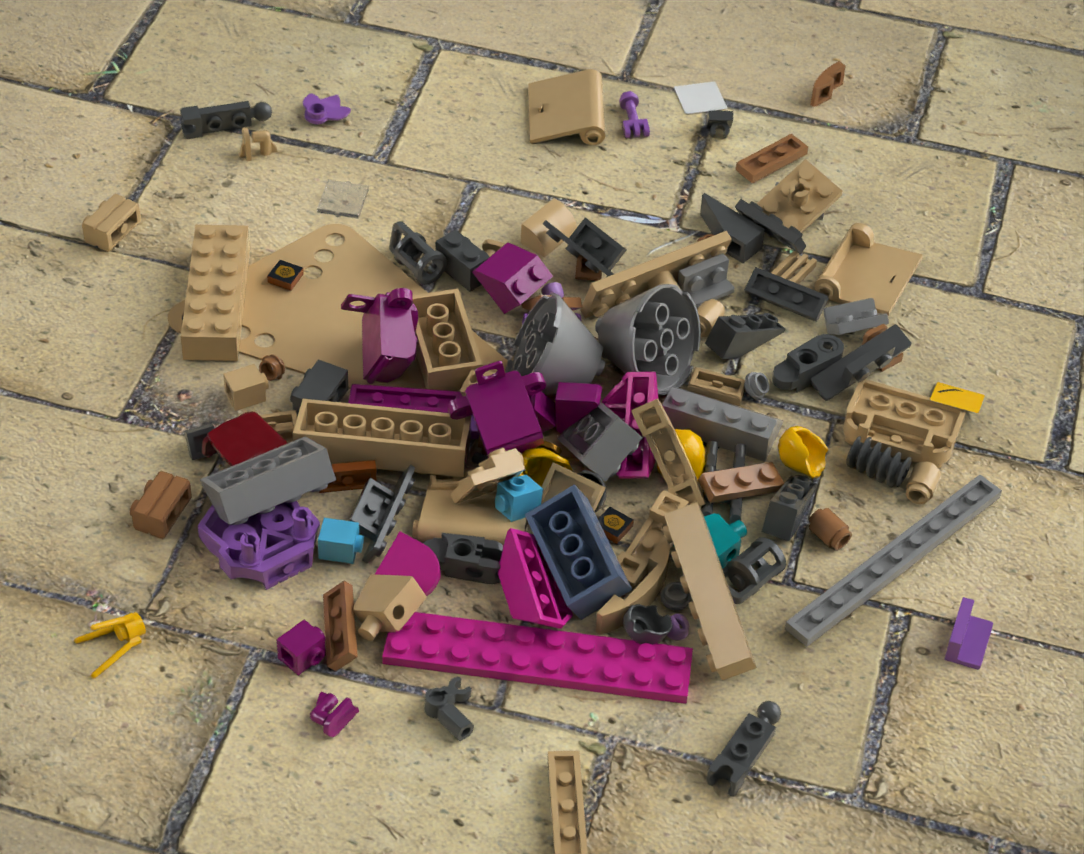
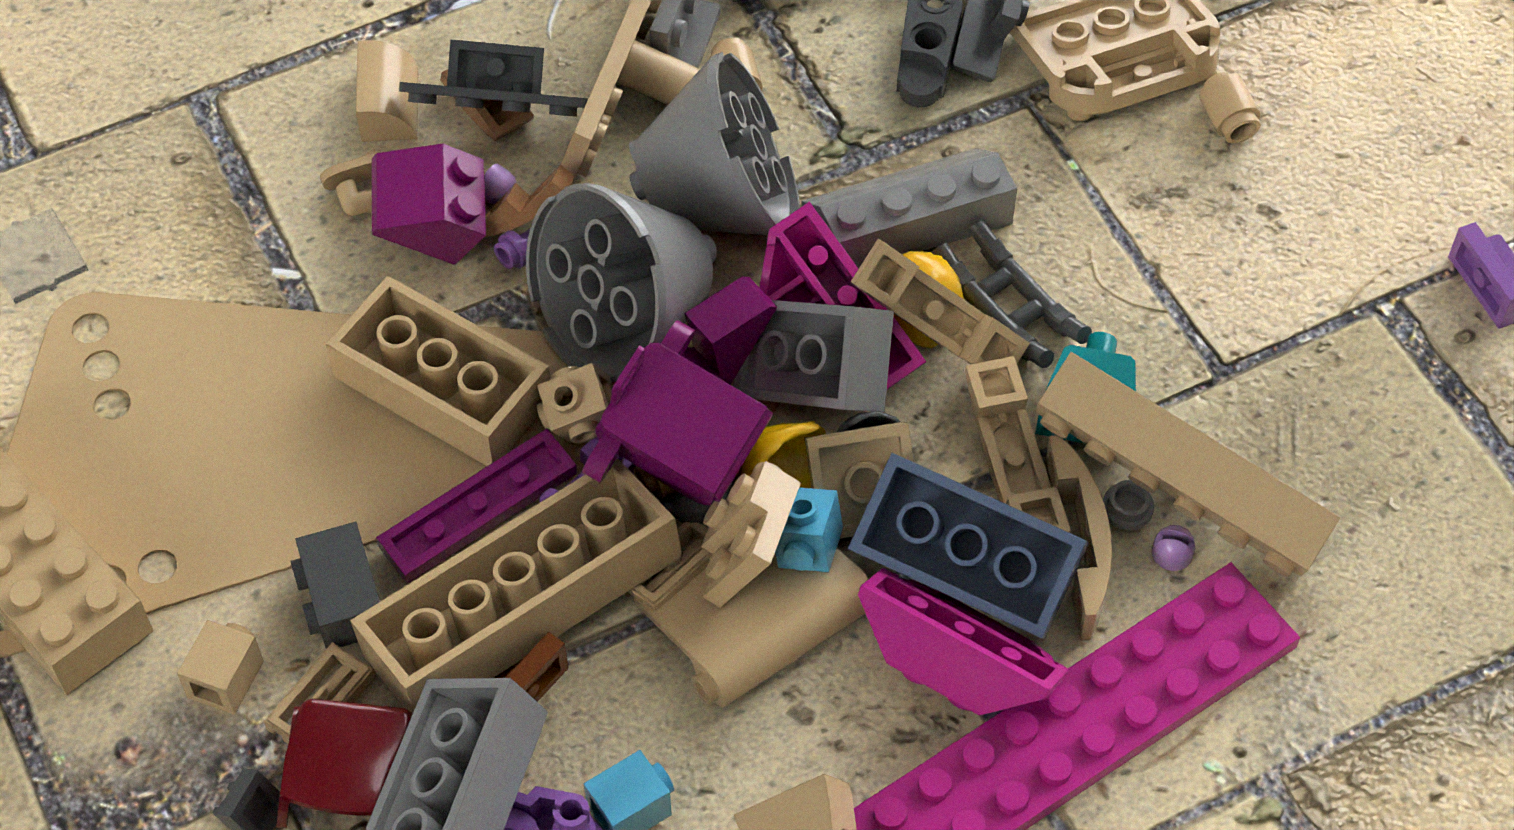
camera: 40 degrees left, 10 degrees up
(272, 367) = (224, 602): medium nougat plate -> none
(285, 275) = (81, 439): tile -> none
(377, 509) = (627, 703): dark grey bracket -> none
(387, 333) = (367, 424): magenta piece -> none
(410, 248) = (231, 261): dark grey piece -> none
(413, 559) = (765, 754): dark pink tile -> none
(461, 258) = (322, 226): dark grey brick -> none
(468, 557) = (784, 699): dark grey piece -> none
(615, 524) = (943, 457): tile -> none
(645, 624) = (1150, 578): dark grey hair -> none
(717, 386) = (849, 166): tan tile -> none
(740, 334) = (803, 63): dark grey slope -> none
(741, 482) = (1035, 276): medium nougat plate -> none
(745, 577) = (1190, 403): dark grey piece -> none
(745, 747) = (1441, 650): dark grey plate -> none
(756, 385) = (897, 123): light grey plate -> none
(789, 507) = (1125, 265): dark grey slope -> none
(802, 451) = (1056, 175): yellow hair -> none
(829, 528) = (1200, 256): medium nougat brick -> none
(877, 462) = (1161, 115): dark grey piece -> none
(892, 560) = (1313, 248): light grey plate -> none

